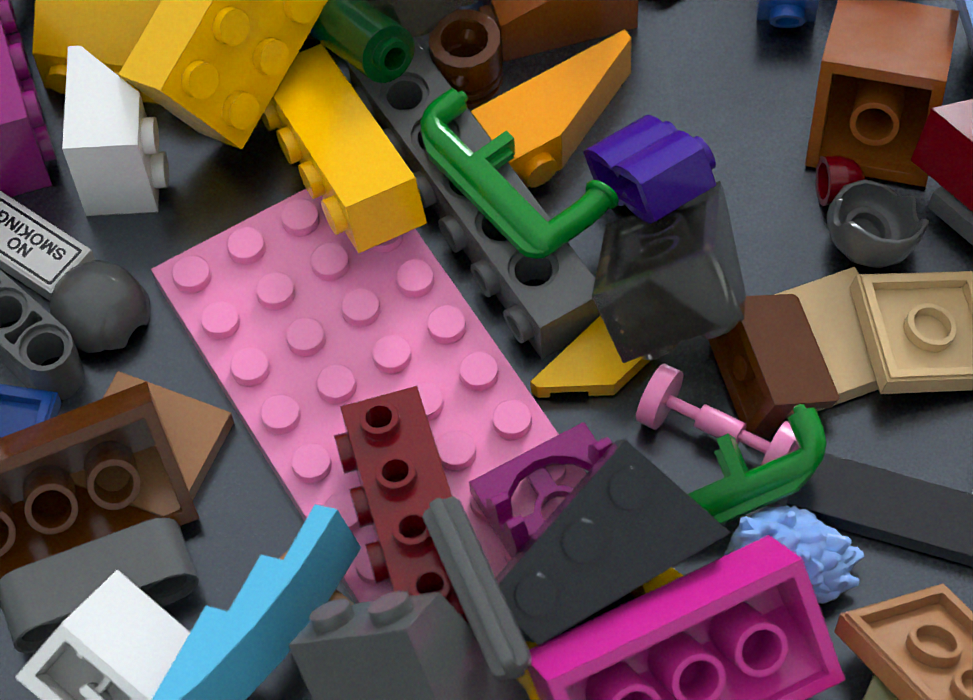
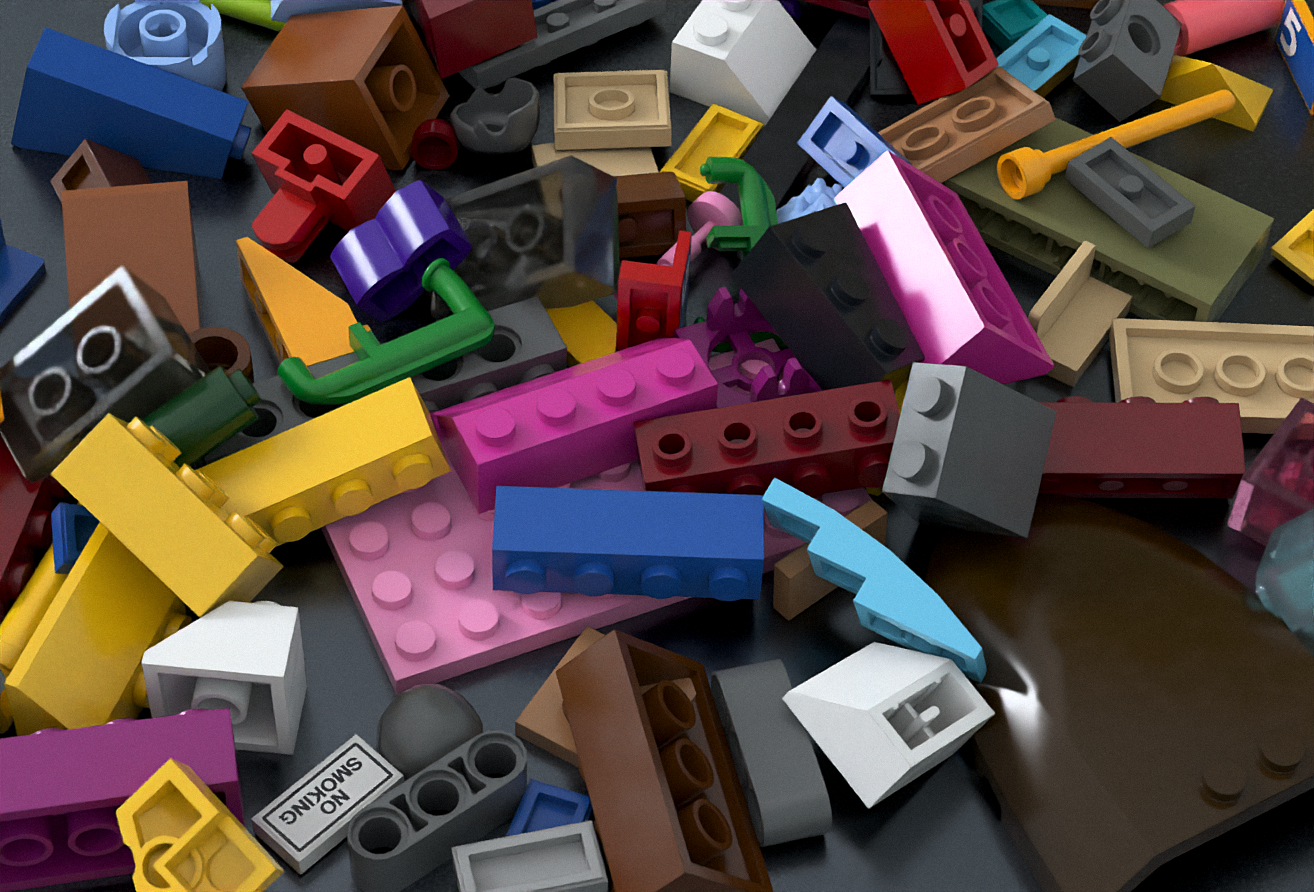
camera: 90 degrees left, 10 degrees down
(289, 410) = (628, 543): none -> blue brick
(454, 342) = (571, 419): none -> dark pink slope
(477, 589) = (881, 366): dark grey axle -> none
(622, 408) = (653, 297): none -> red panel
(731, 84) = (314, 182): none -> red brick
(882, 568) = (843, 142): none -> panel
(900, 441) = (715, 135): none -> yellow tile

